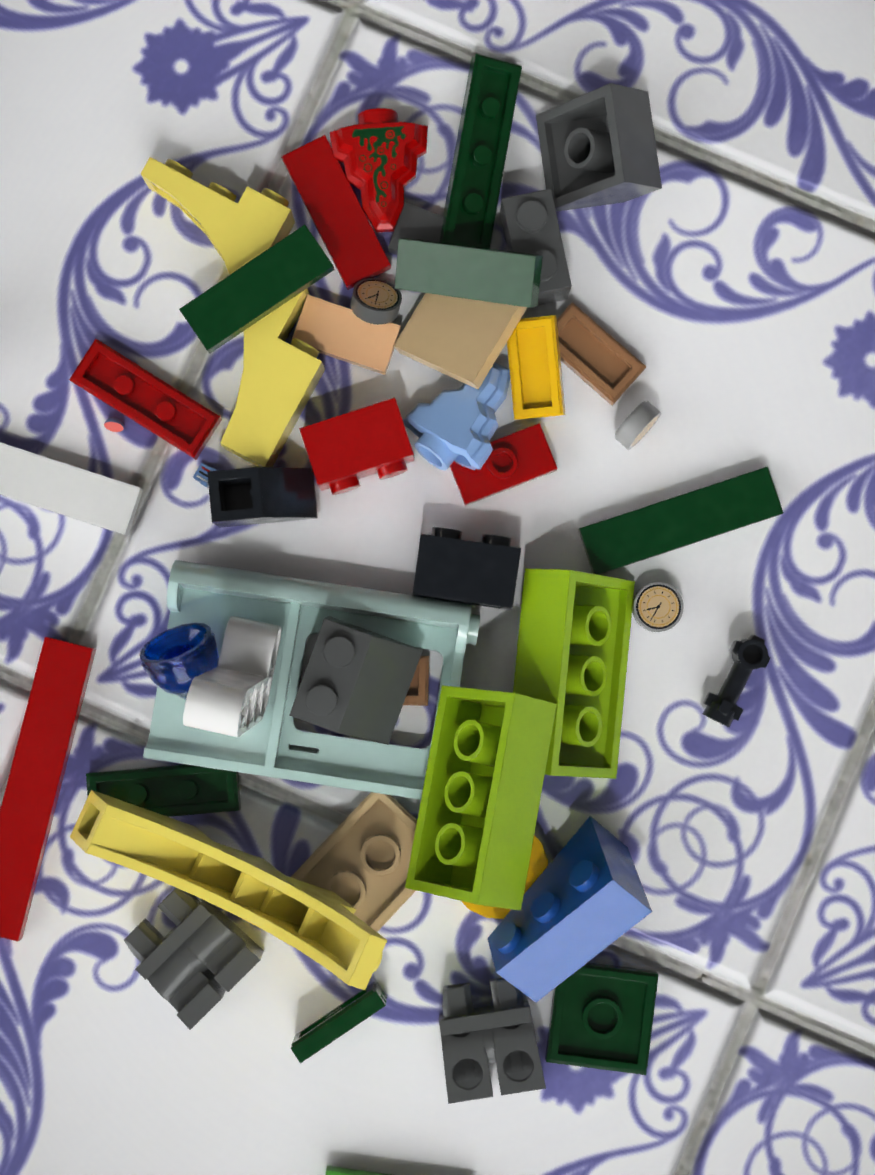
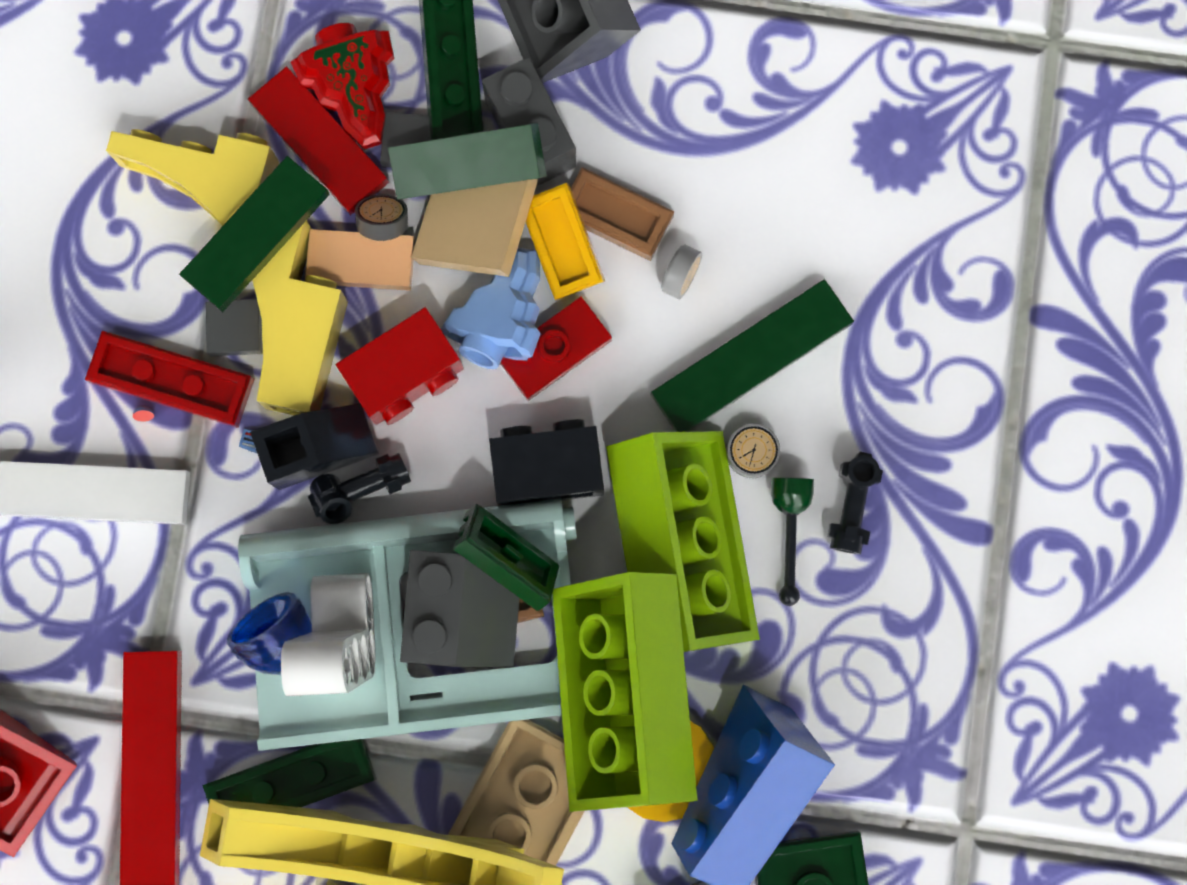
camera: 20 degrees left, 5 degrees down
(215, 371) = (235, 330): none -> dark grey tile
(265, 549) = (332, 498): none -> black bar
(409, 647) = (507, 557): none -> dark green tile
(680, 659) = (792, 498): none -> hinge

